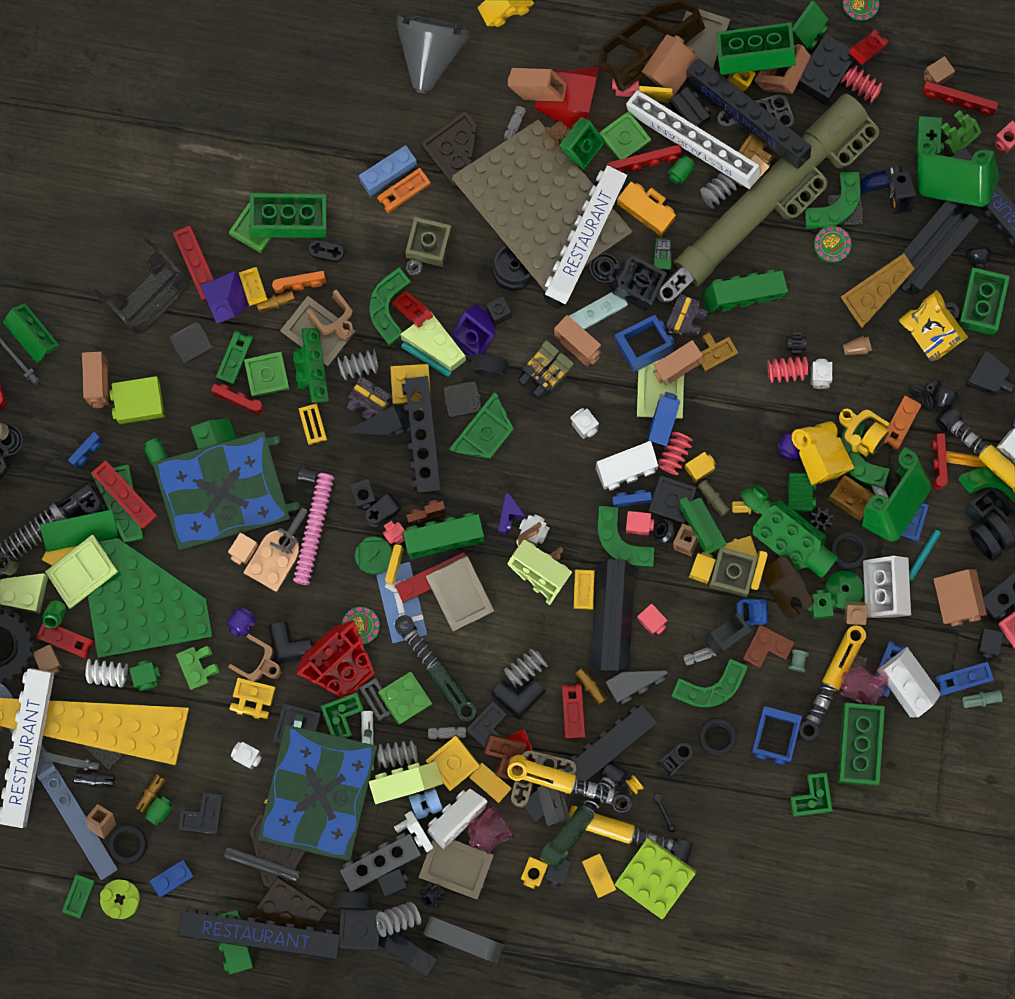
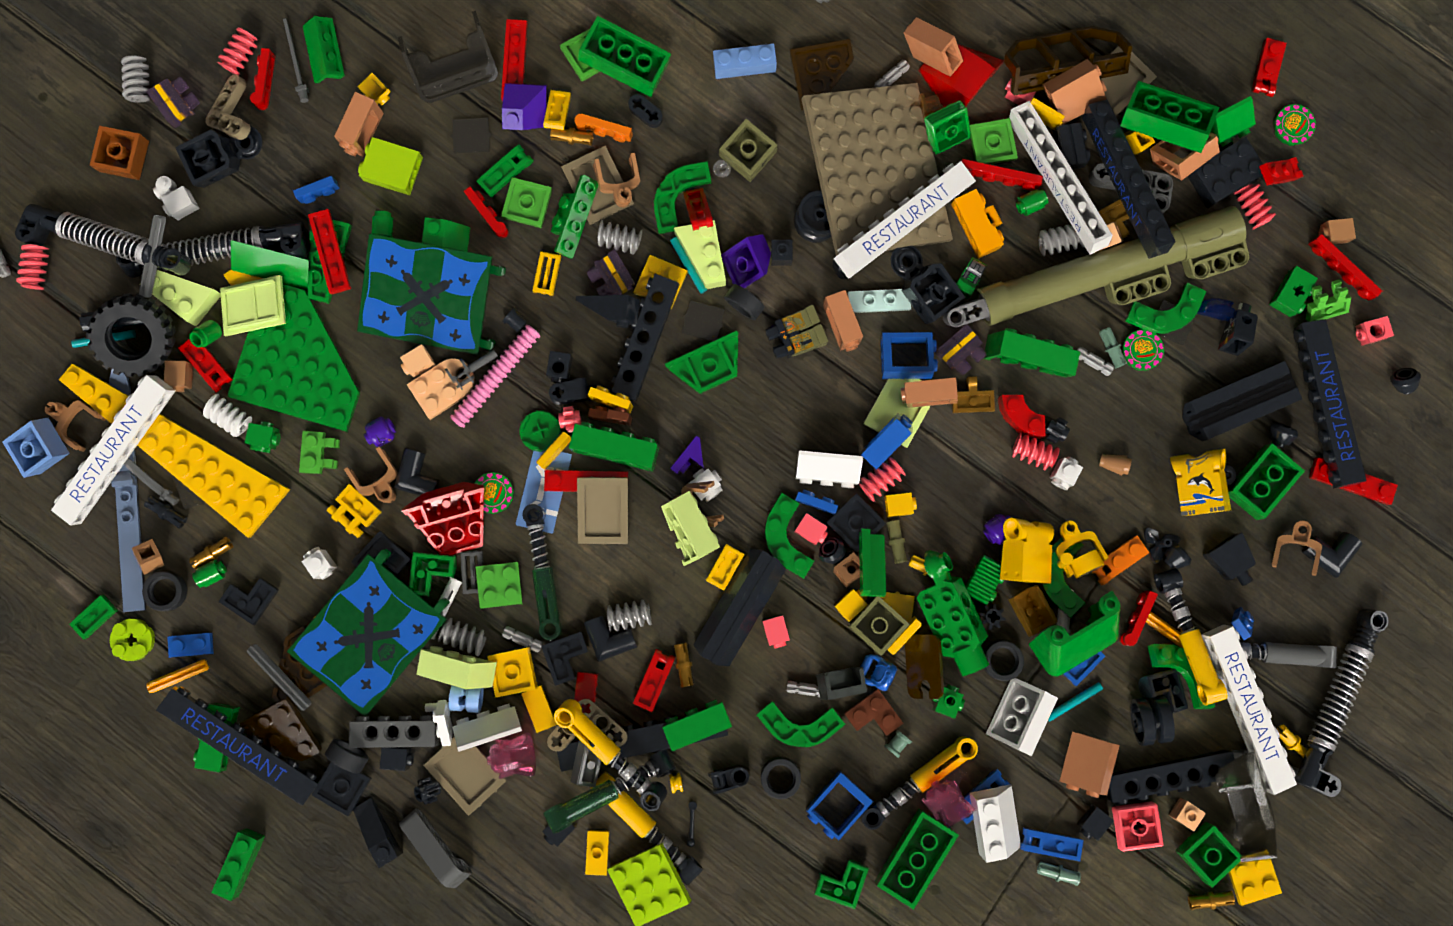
camera: 25 degrees right, 5 degrees up
(92, 343) = (374, 89): none -> yellow bracket
(174, 909) = (177, 676): none -> light orange axle
(397, 917) = (381, 795): light grey piece -> none
(404, 190) = (751, 88): orange plate -> none
(416, 500) = (604, 397): none -> yellow plate
(505, 749) = (567, 685): copper plate -> none
(533, 863) = (526, 825): yellow brick -> none
(584, 423) = (809, 405): white brick -> none
(627, 725) = (696, 725): none -> green brick
(629, 683) = (719, 681): dark grey slope -> none
(762, 347) = (1021, 417): none -> red brick
(799, 273) = (1095, 361): none -> light grey axle
(807, 254) = (1112, 347): none -> sand green axle
(839, 579) = (971, 687): green dish -> none
(855, 612) = (978, 726): medium nougat brick -> none
(873, 292) = (1159, 418): pearl gold wing -> none
(956, 178) = (1302, 345): green windscreen -> none

